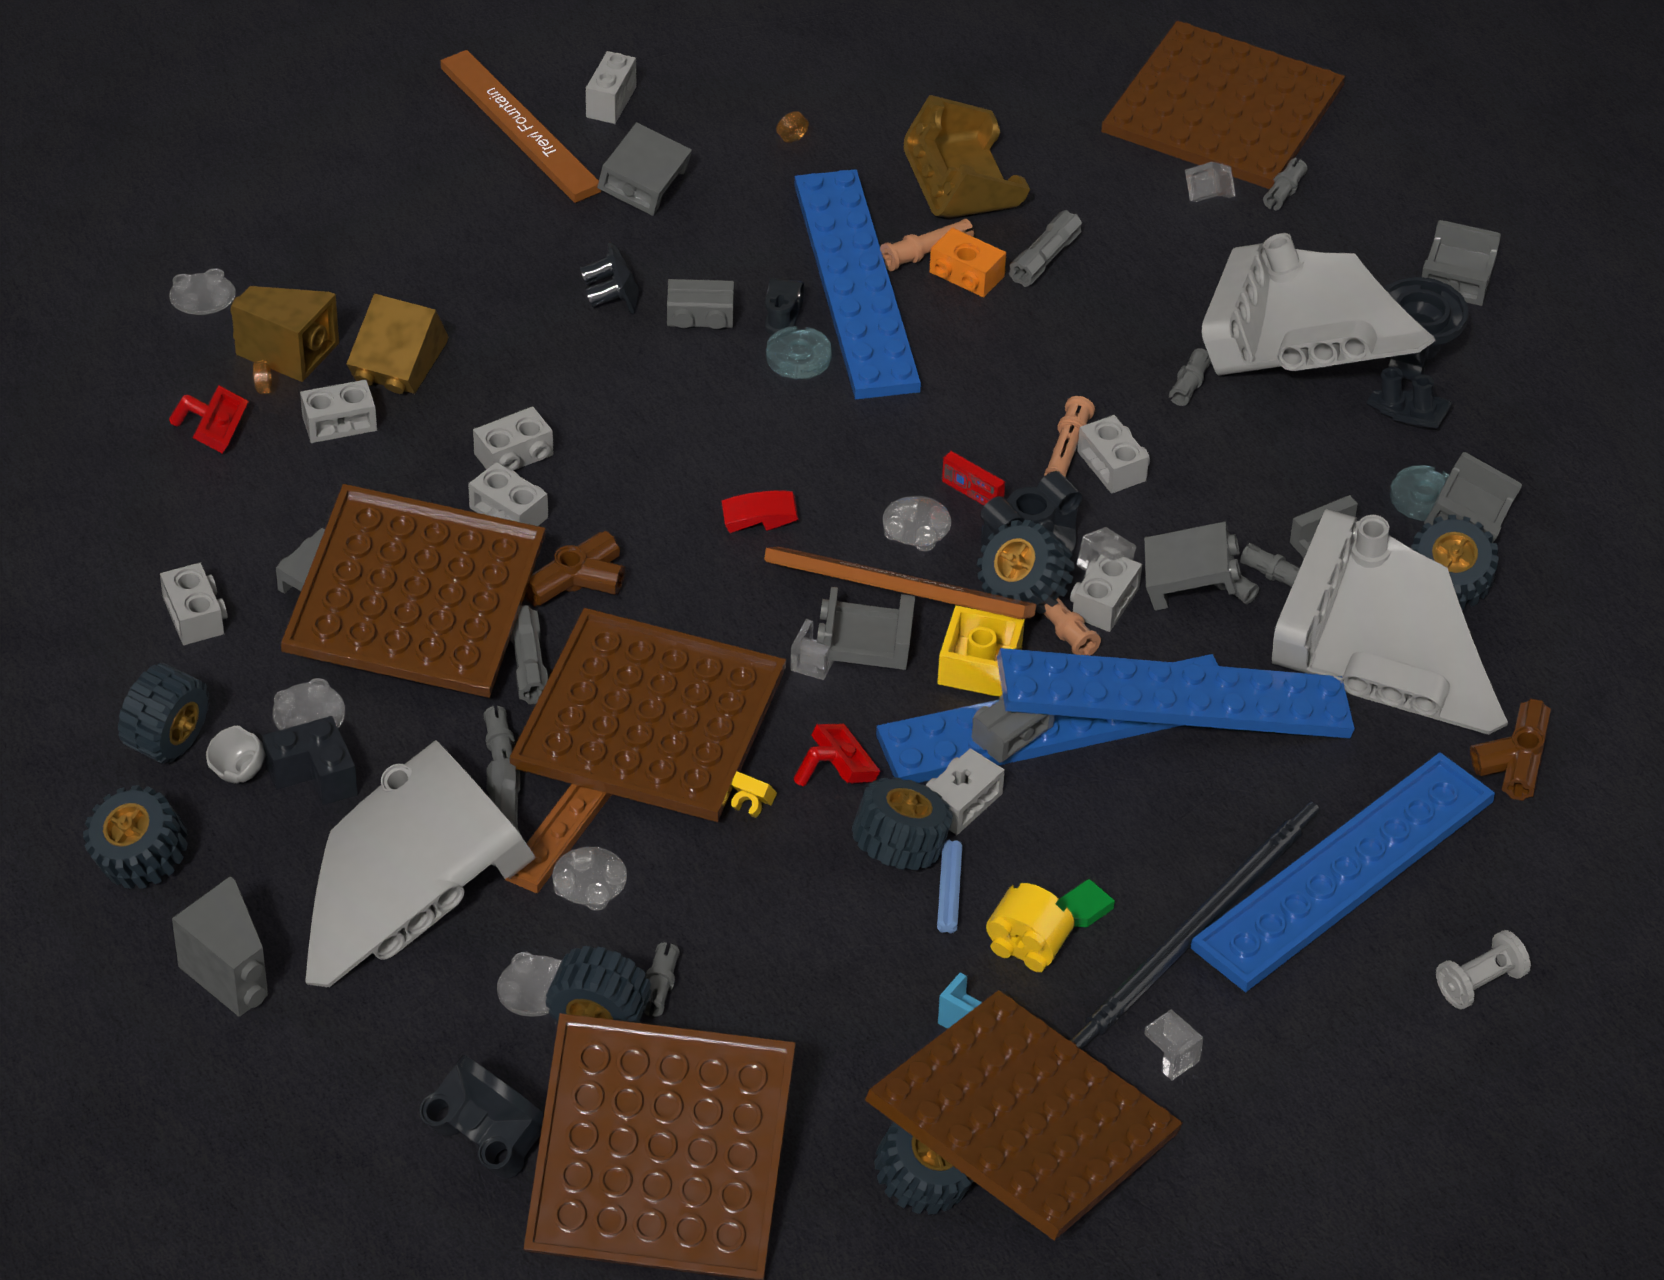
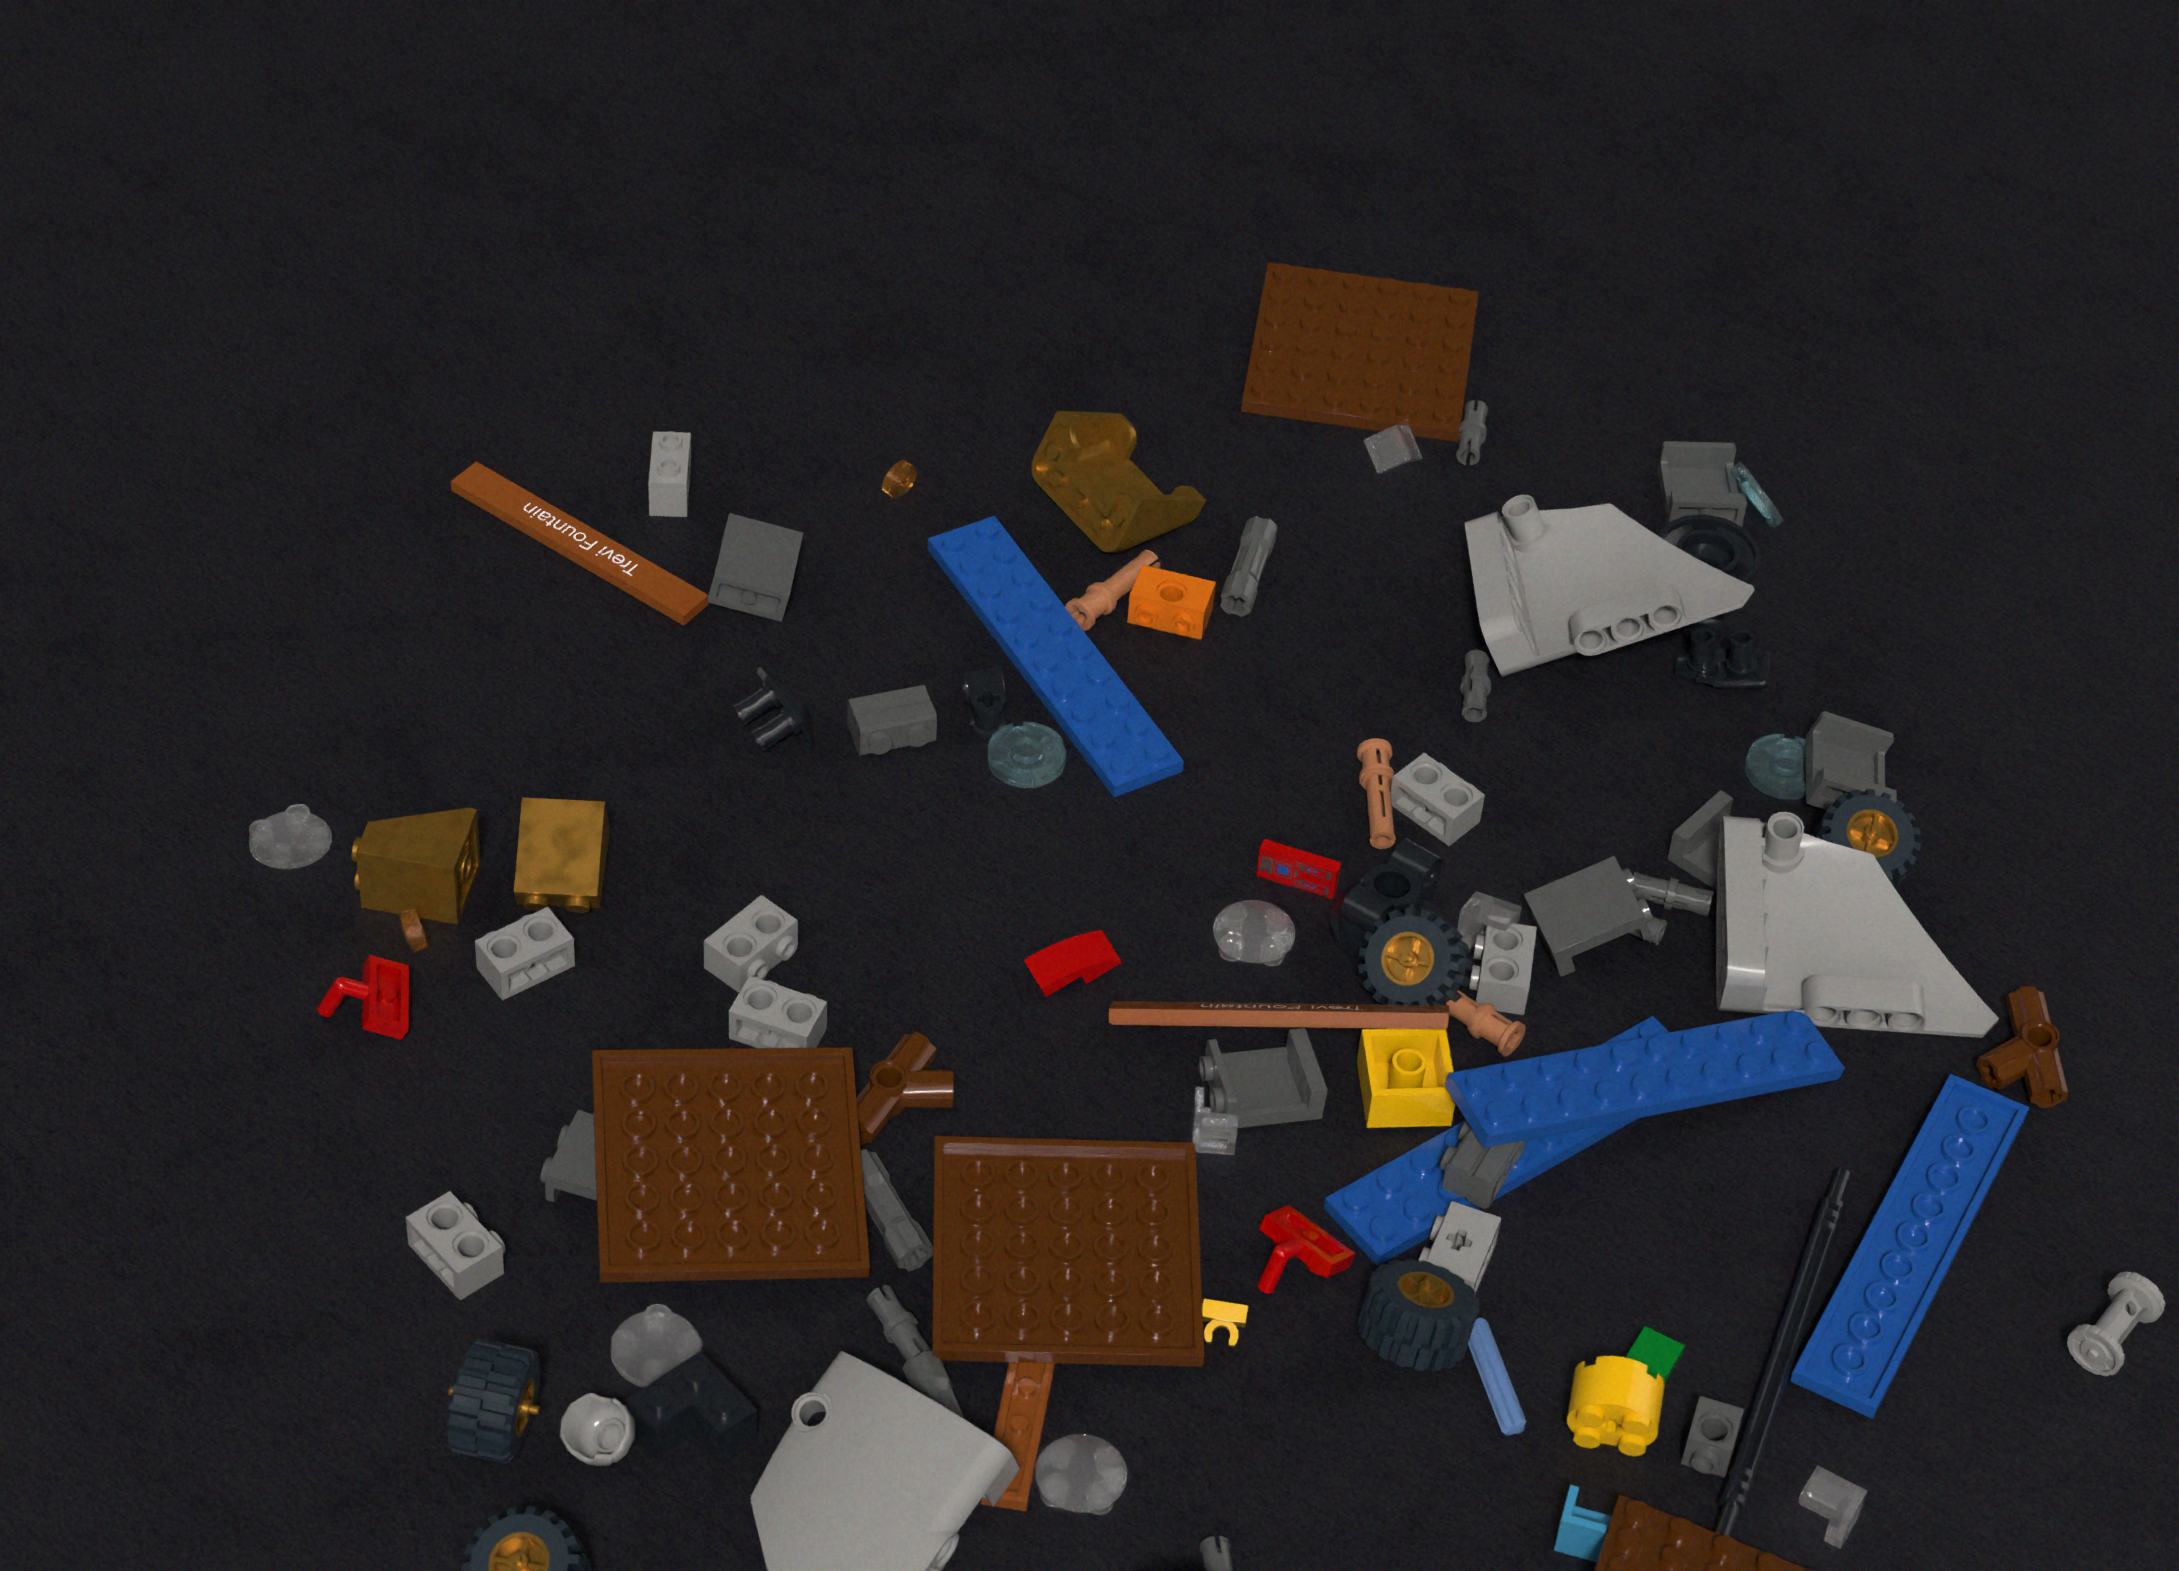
camera: 20 degrees left, 0 degrees up
(1101, 970) = (1714, 1422): none -> dark grey brick
(1500, 277) = (1756, 495): none -> clear light blue tile

